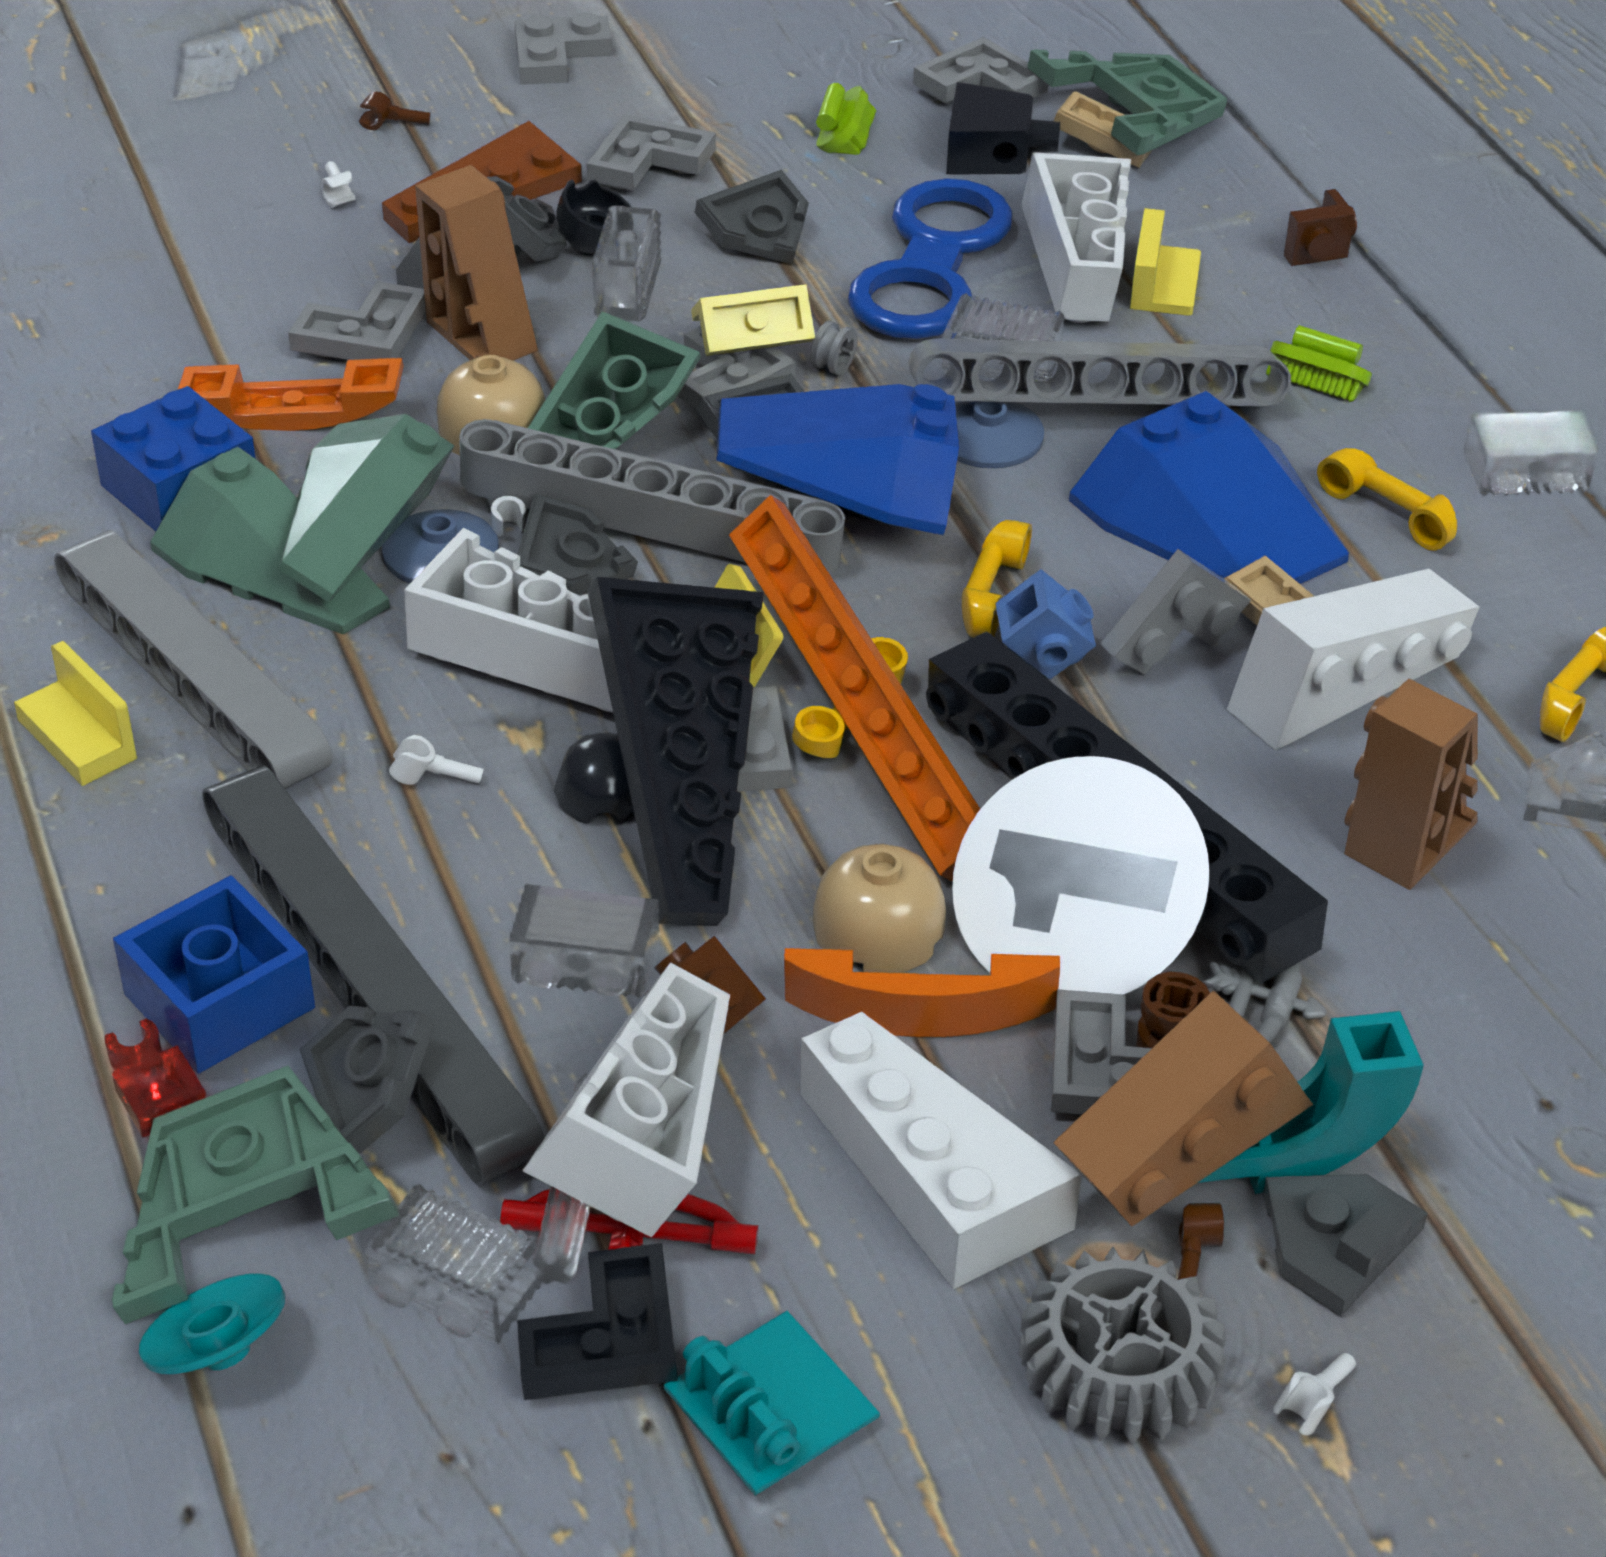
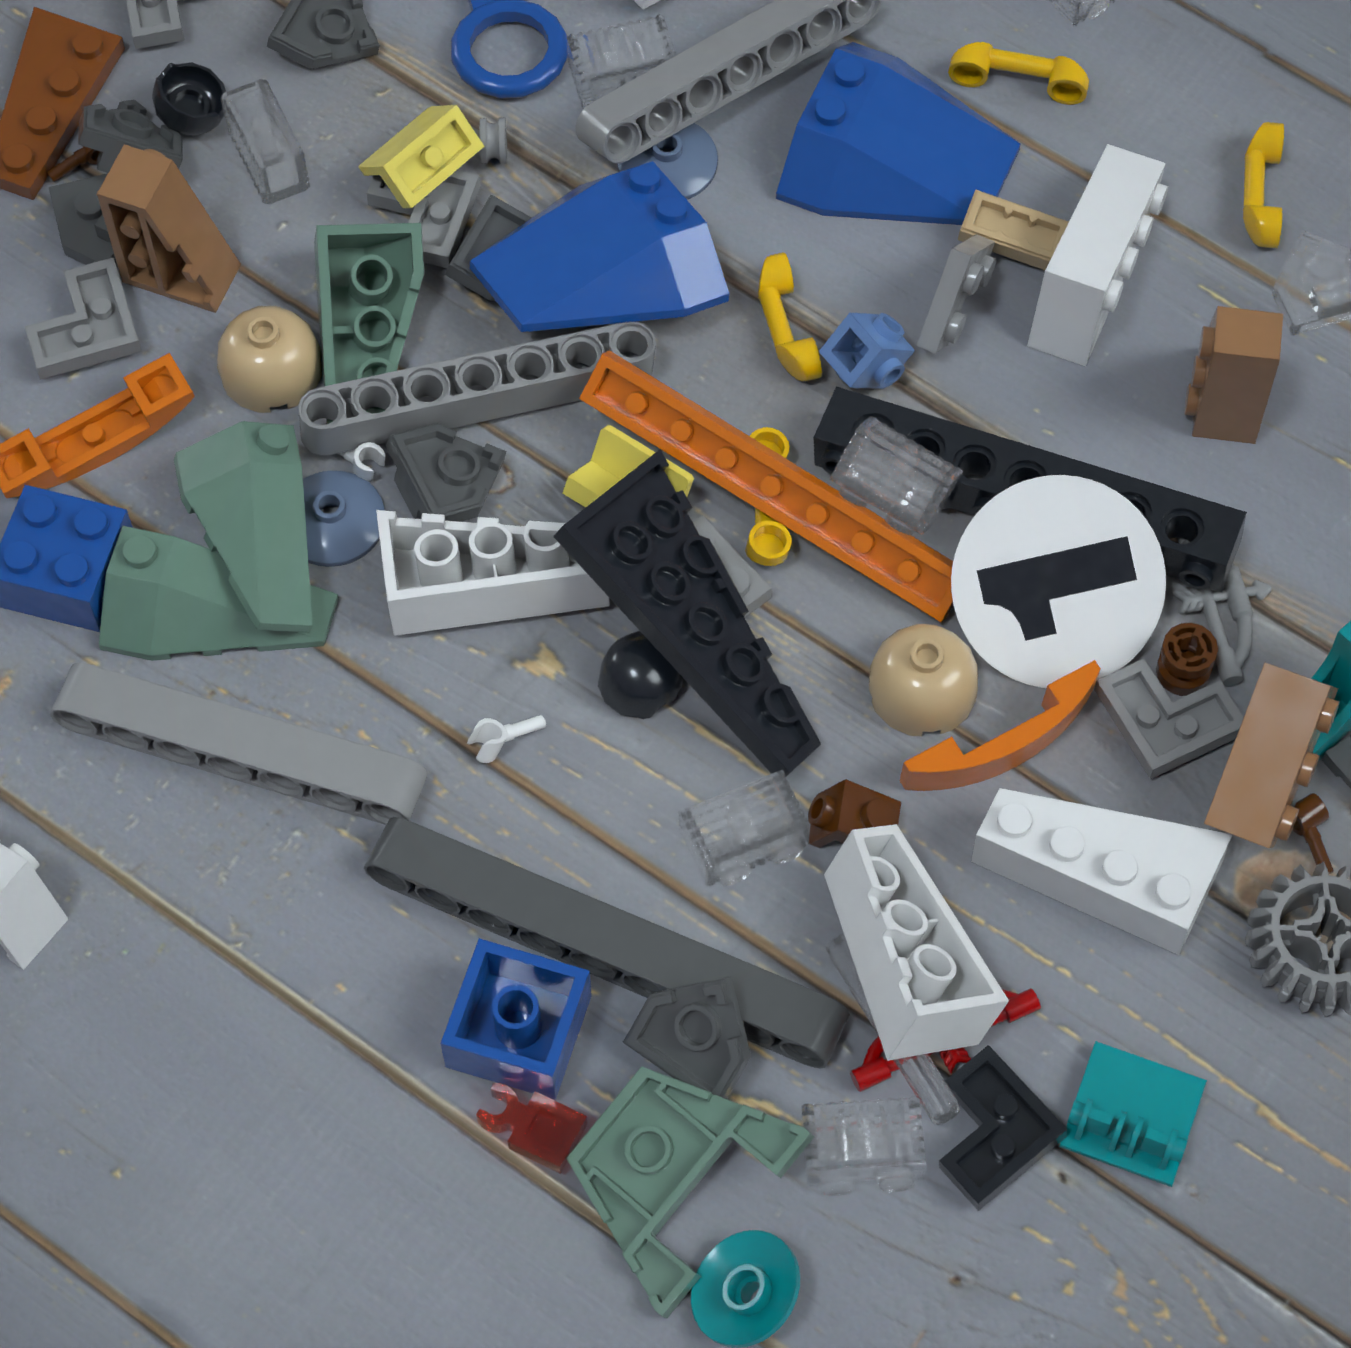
camera: 30 degrees left, 20 degrees up
(79, 719) = (201, 851): light yellow panel -> none
(976, 713) = (895, 477): none -> clear brick

